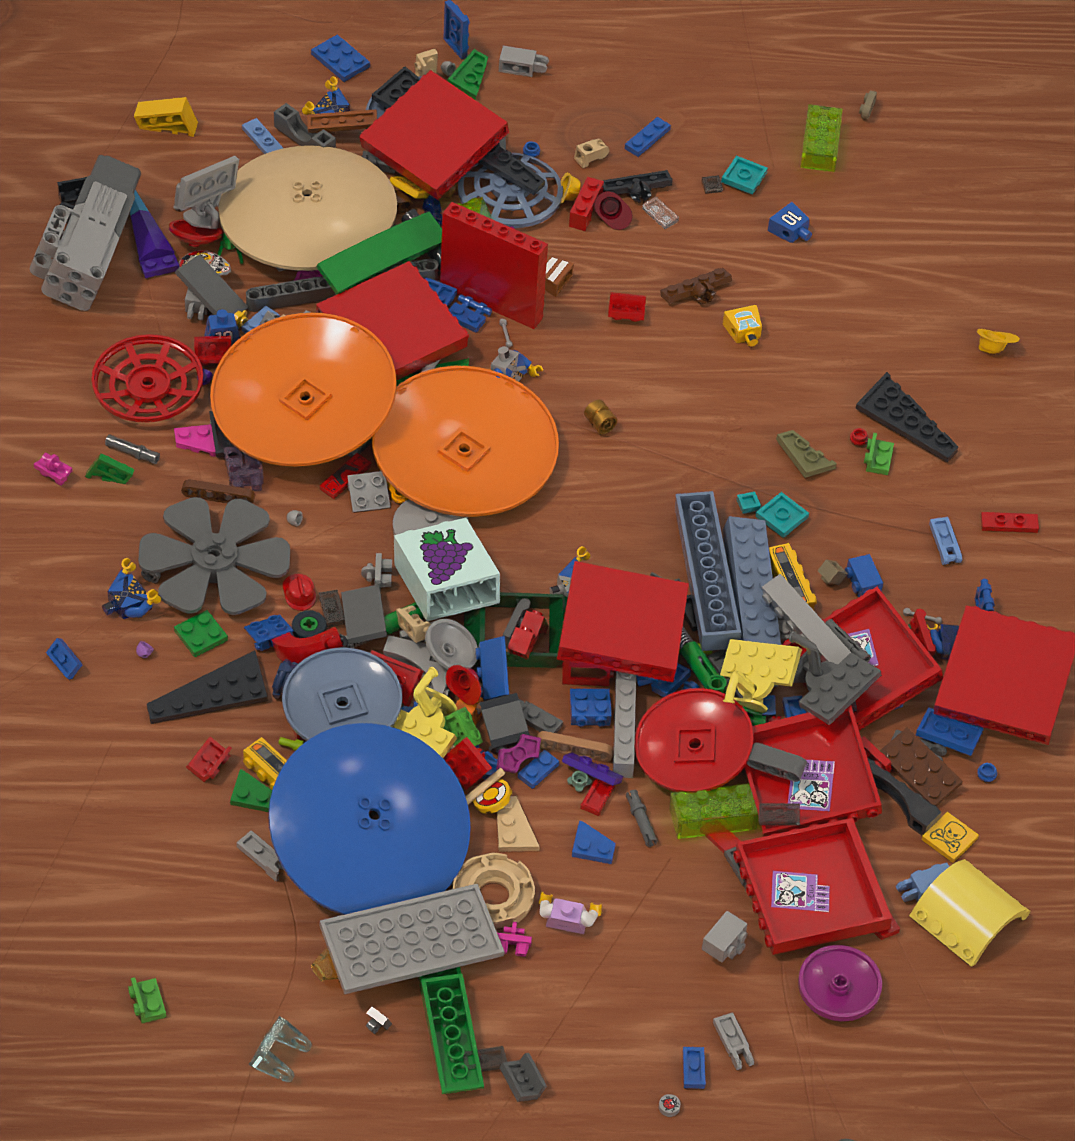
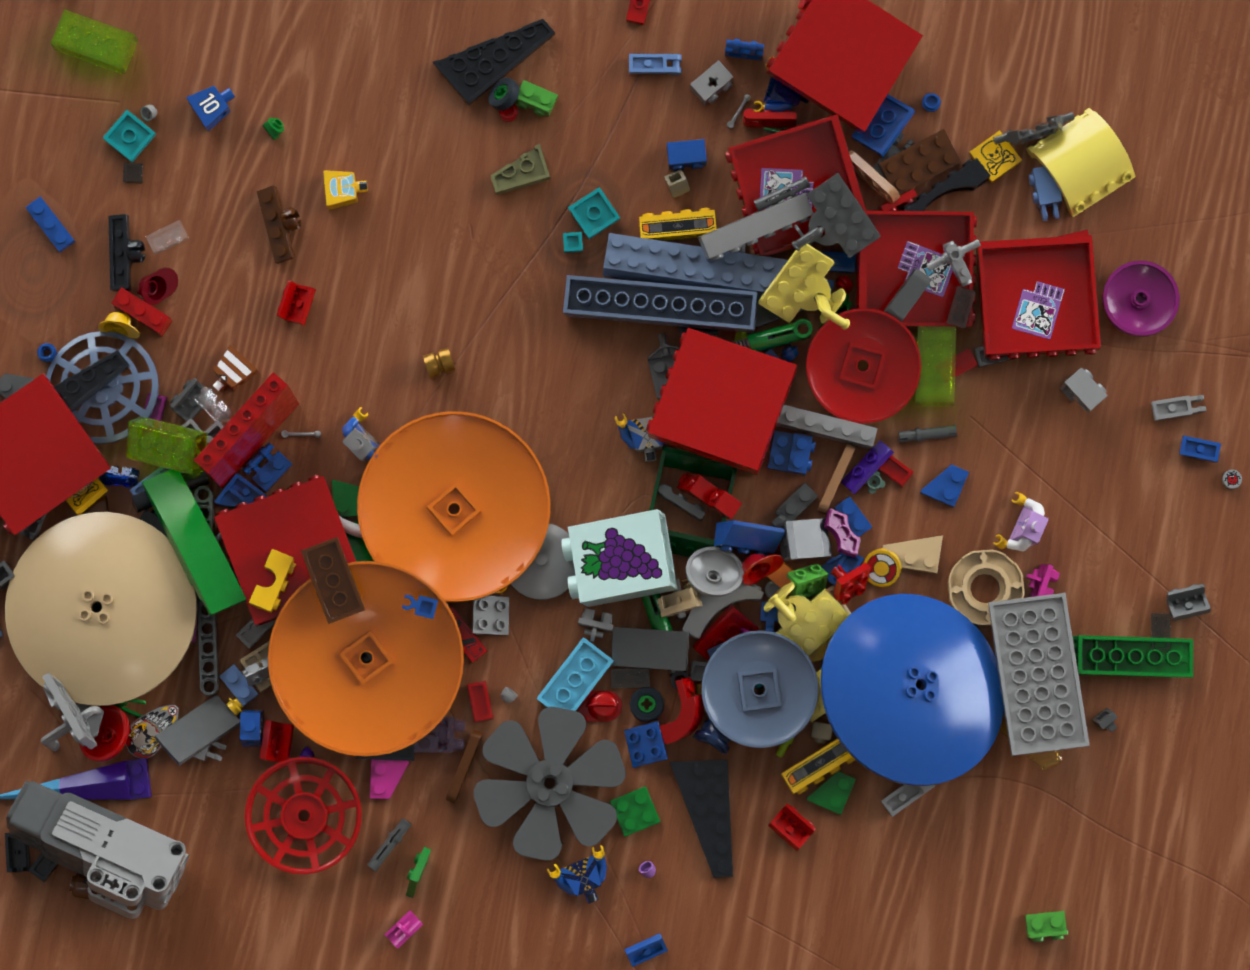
camera: 75 degrees left, 30 degrees up
(266, 1061) = (1119, 823): clear light blue hose -> none
(283, 498) = (480, 701): none -> red tile
(323, 564) = (576, 677): none -> medium azure plate
(361, 413) = (423, 606): none -> blue plate
(369, 342) = (332, 580): none -> reddish brown plate
(372, 310) = (267, 597): none -> yellow arch
(484, 785) = (872, 575): tan bar -> none
(590, 151) = (65, 290): tan leg -> none
(771, 185) = (145, 112): none -> light grey hinge
(786, 272) = (274, 127): none -> green plate
(828, 791) = (954, 255): none -> light grey piece
(874, 426) = (503, 94): none -> black bush
(891, 725) = (873, 178): none -> medium nougat beam
(942, 586) = (716, 73): none -> light grey brick
(998, 871) = (1019, 137): none -> dark grey plate

